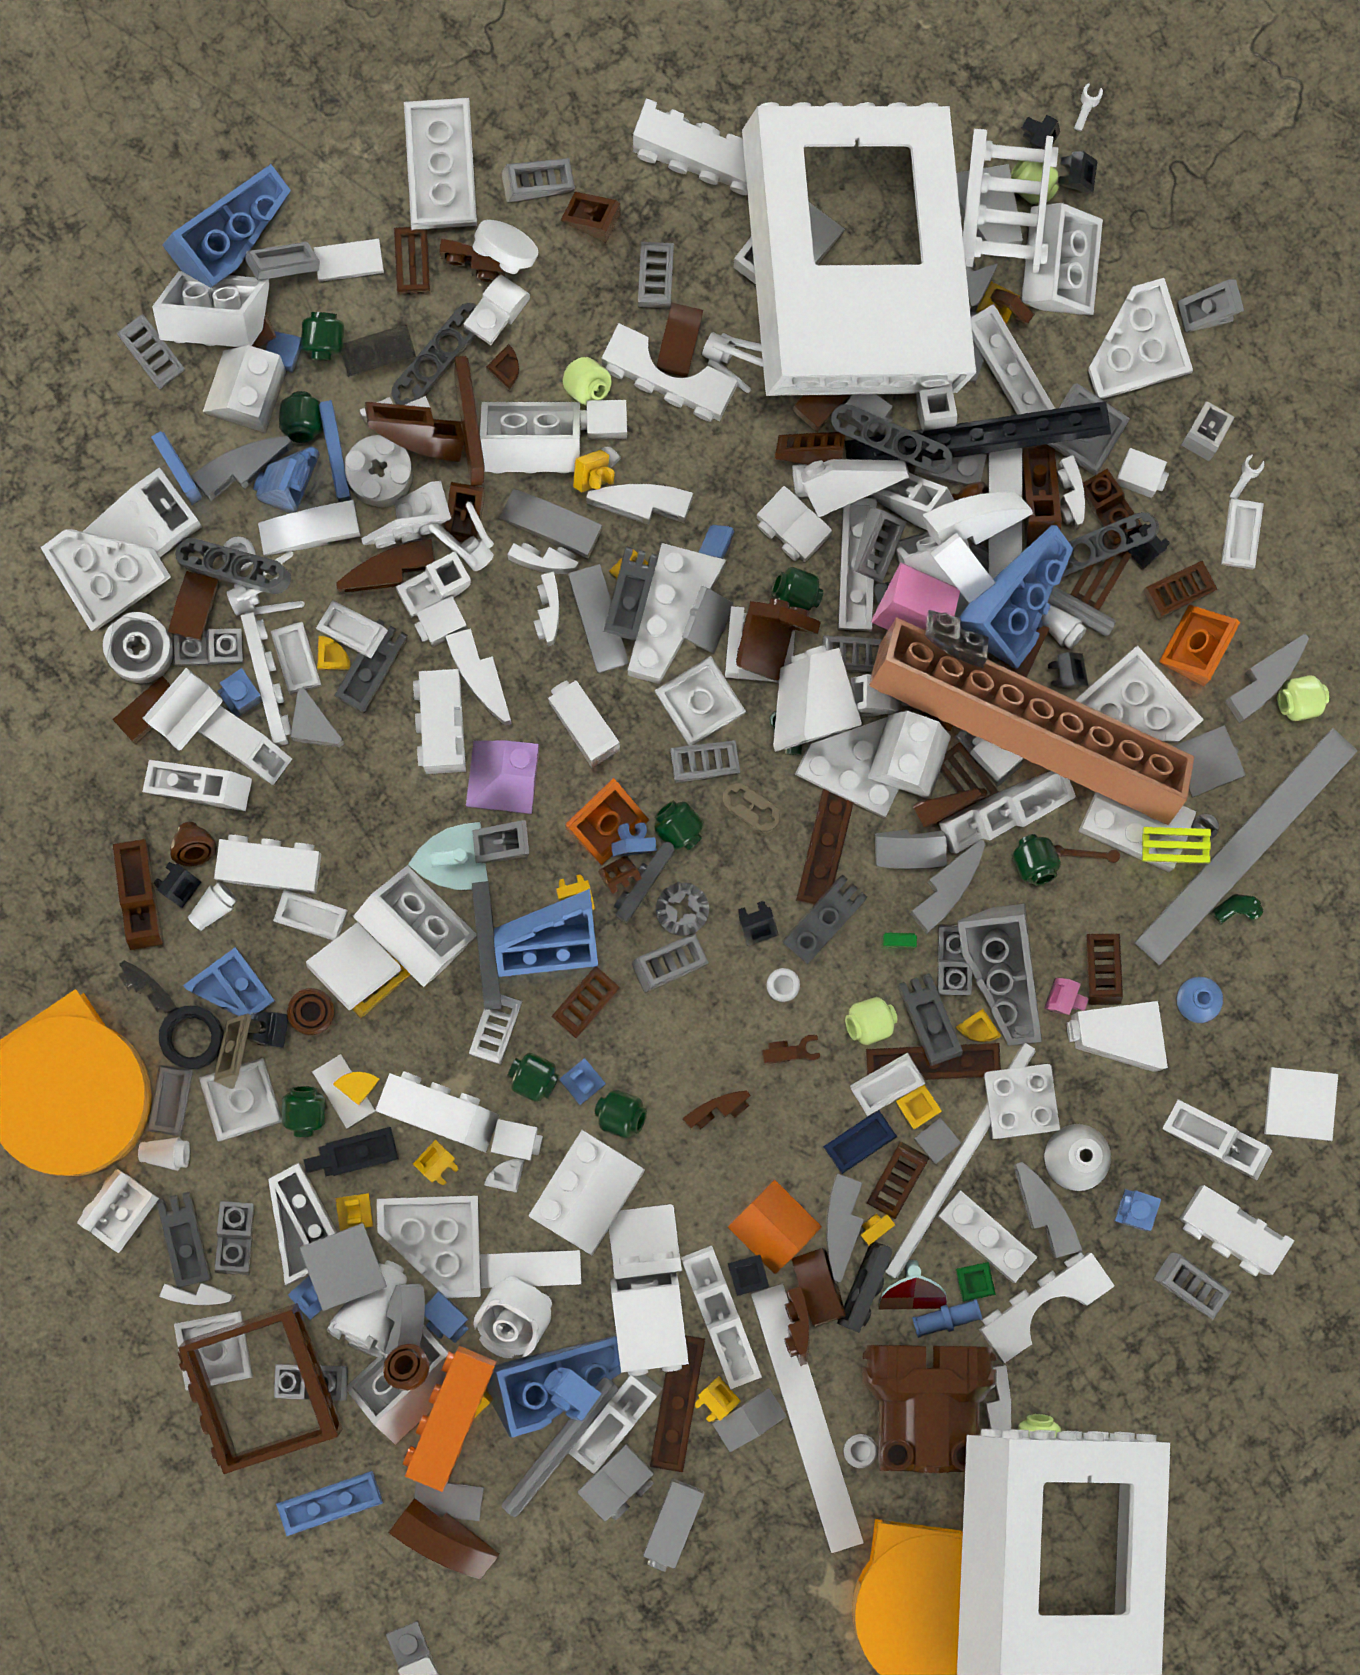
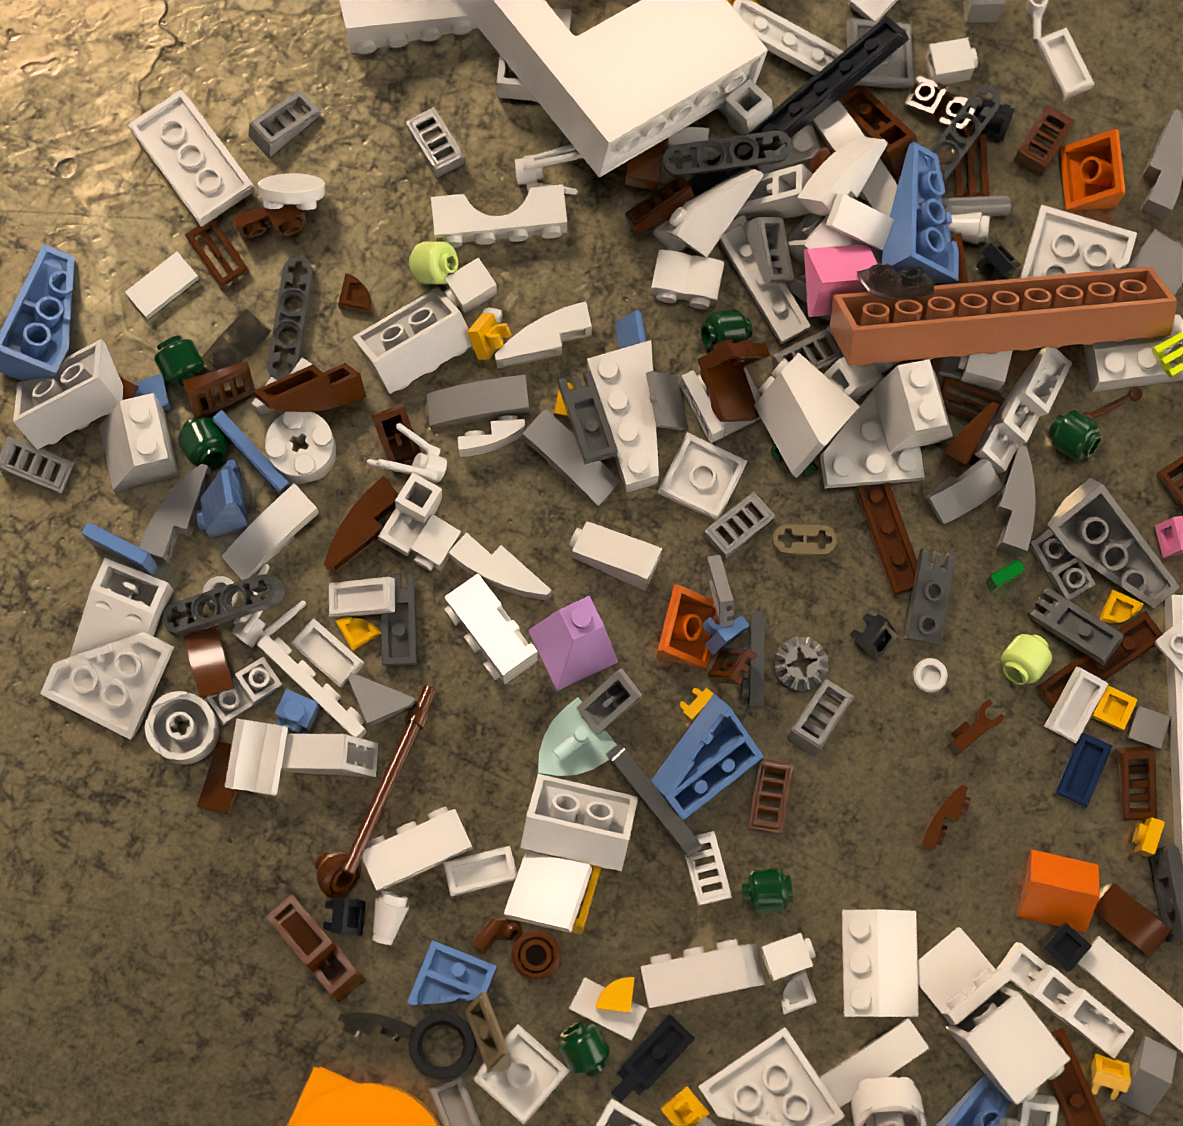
camera: 30 degrees left, 5 degrees down
(197, 784) = (309, 816): white slope -> none
(272, 1029) = (510, 993): black tile -> none
(282, 260) = (104, 317): light grey tile -> none
(294, 972) = (497, 930): none -> reddish brown arm
(332, 369) = (208, 381): none -> reddish brown slope
(333, 759) = (414, 721): none -> reddish brown bar
(414, 515) = (356, 465): white bracket -> none
(434, 1162) = (728, 1021): yellow tile -> none
(469, 420) = (354, 355): reddish brown tile -> none
(499, 306) = (317, 248): white brick -> none
(548, 619) = (527, 484): white slope -> none
(582, 1081) = (811, 868): medium blue tile -> none
(592, 215) = (349, 123): reddish brown slope -> none
(620, 1114) = (864, 875): dark green head -> none
(650, 806) = (720, 590): none -> light grey tile
(678, 825) = (754, 592): dark green head -> none
(679, 339) = (490, 182): reddish brown slope -> none
(798, 1332) = (1146, 972): reddish brown slope -> none
(841, 1226) = (1116, 853): light grey slope -> none
(1073, 502) = (900, 103): white slope -> none

